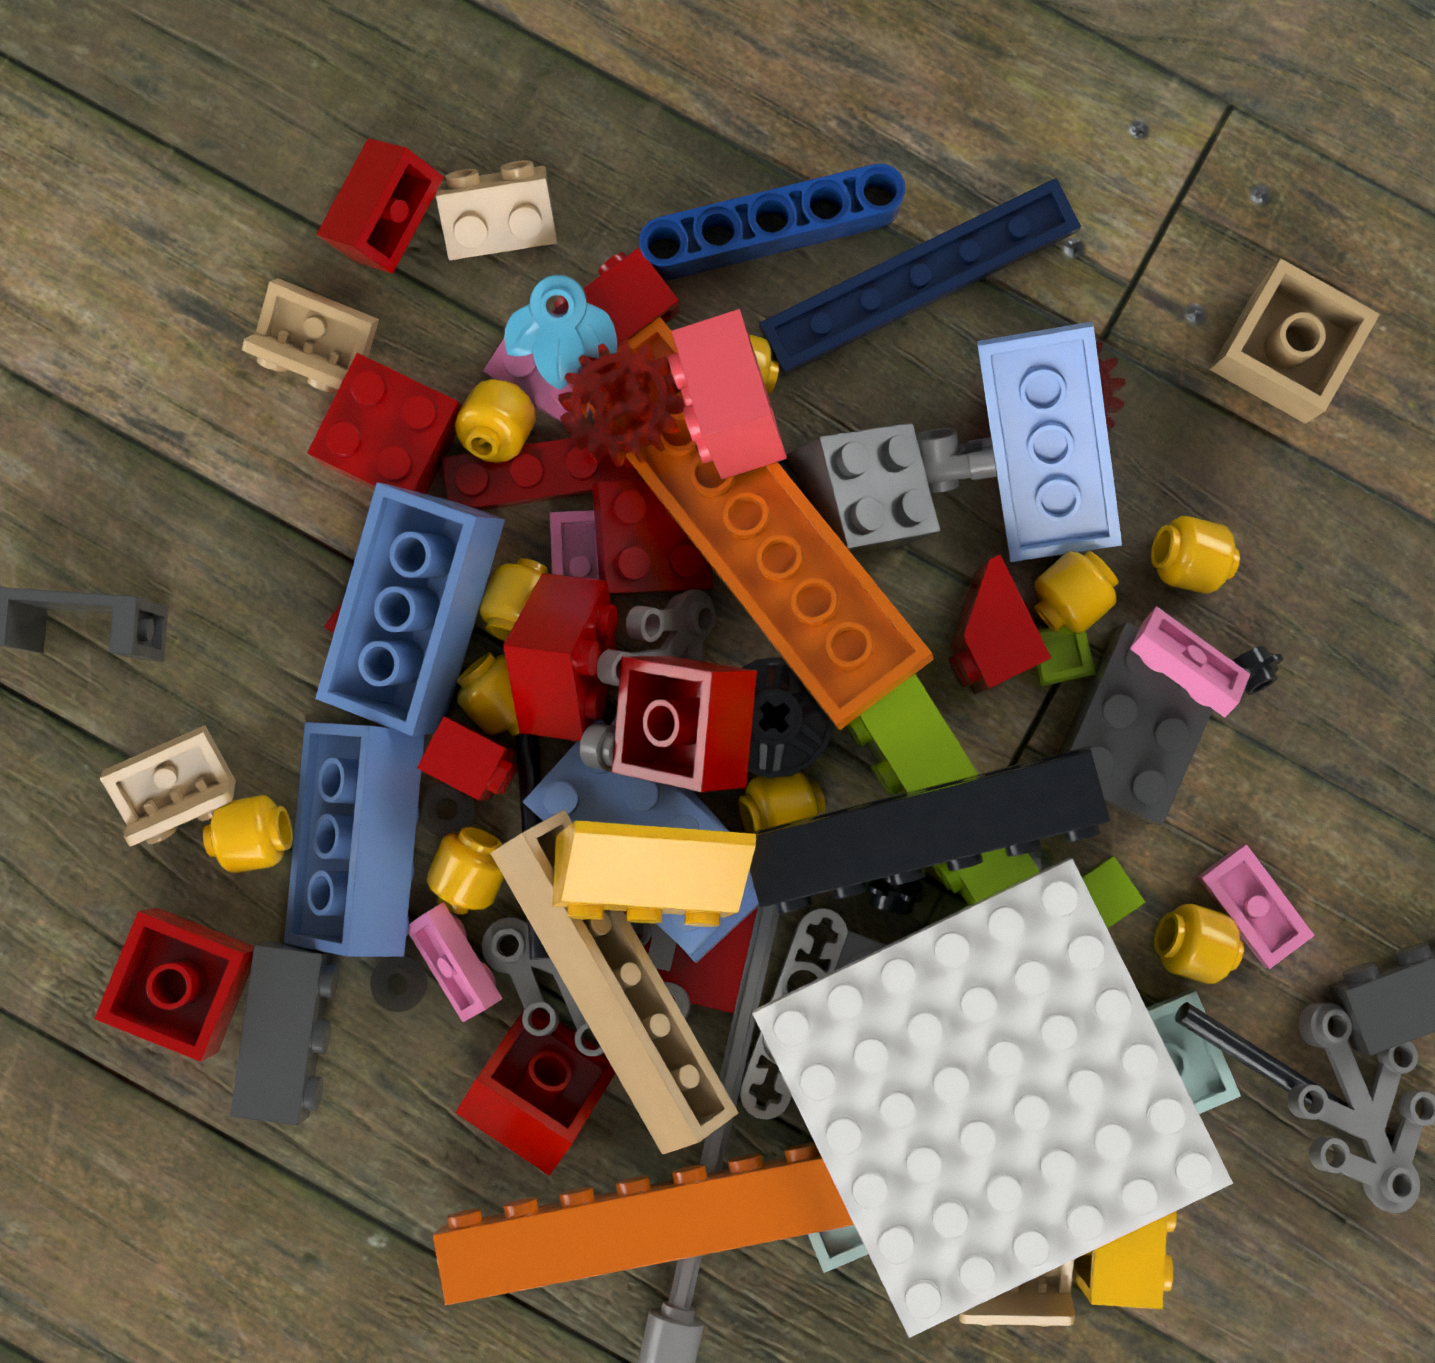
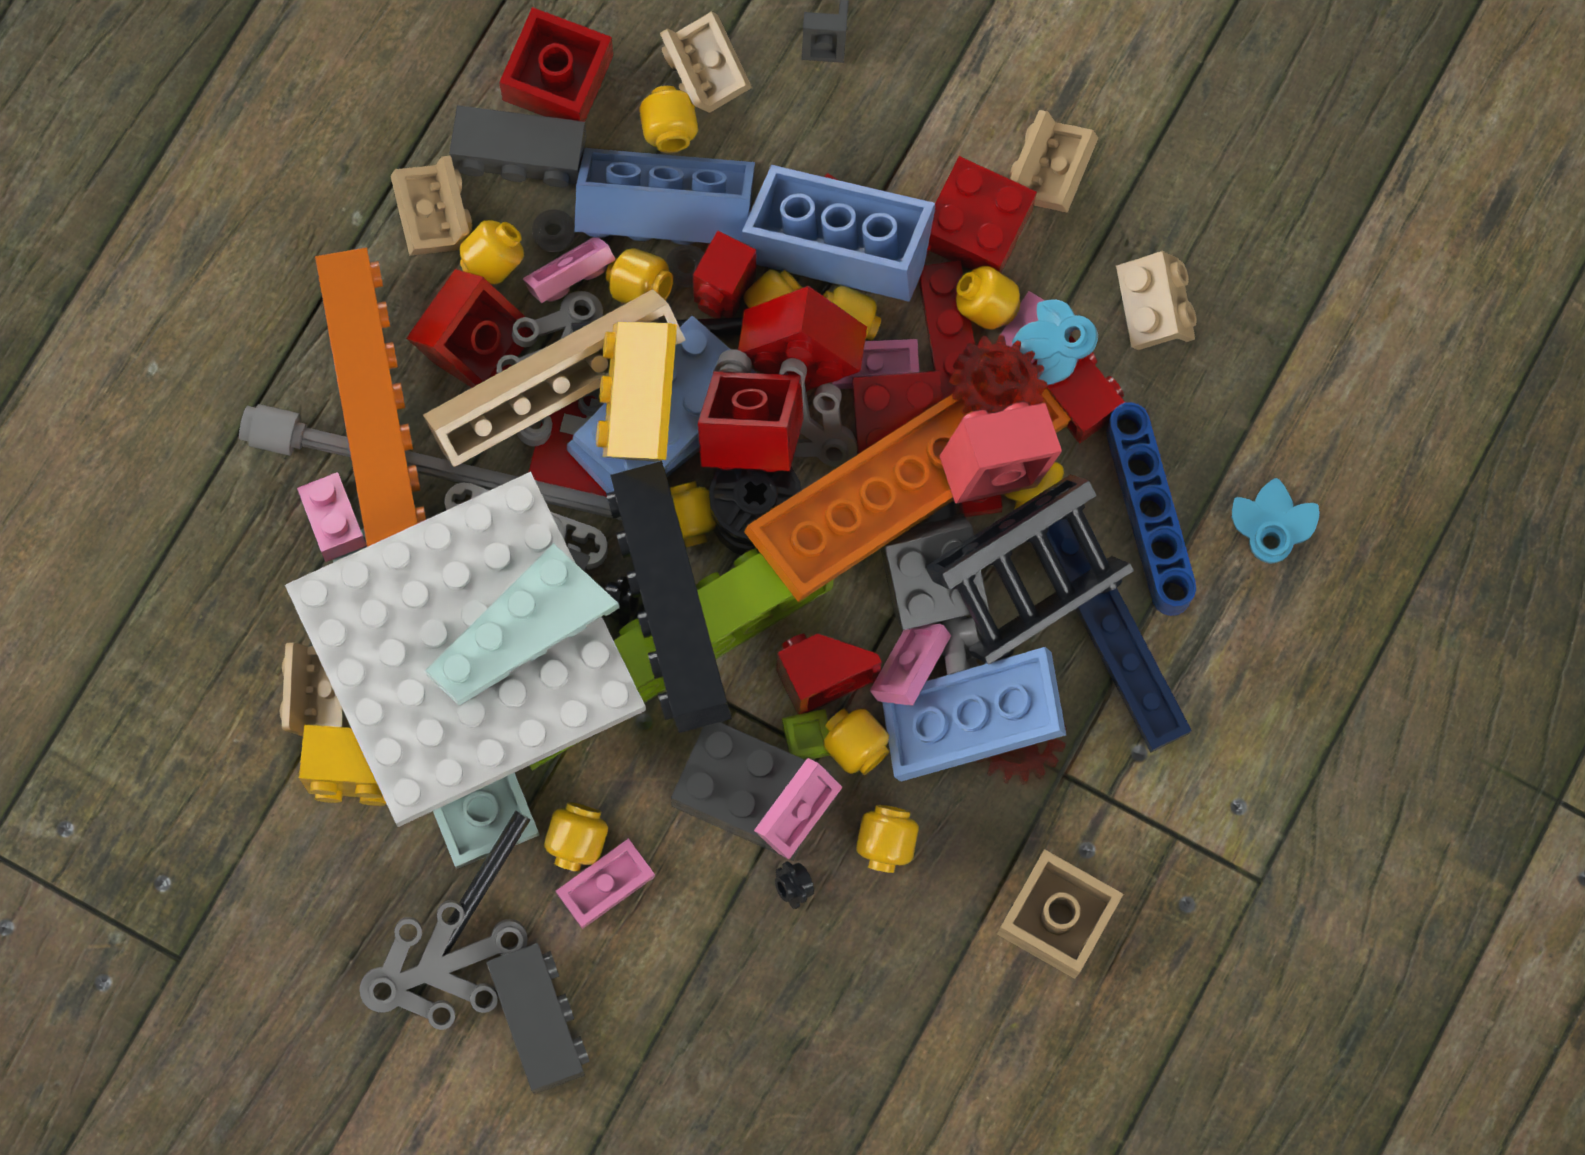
camera: 85 degrees right, 10 degrees down
(367, 1145) = (431, 207): none -> tan bracket
(380, 205) = (1154, 211): red brick -> none
(431, 1065) = (492, 251): none -> yellow head
(775, 72) = (1274, 516): none -> medium azure plate
(787, 1268) = (331, 517): none -> bright pink plate
(835, 389) = (995, 546): none -> black fence
(964, 1014) = (531, 616): none -> light aqua wing
(983, 522) = (910, 664): none -> bright pink plate
(1112, 891) = (615, 768): lime tile -> none

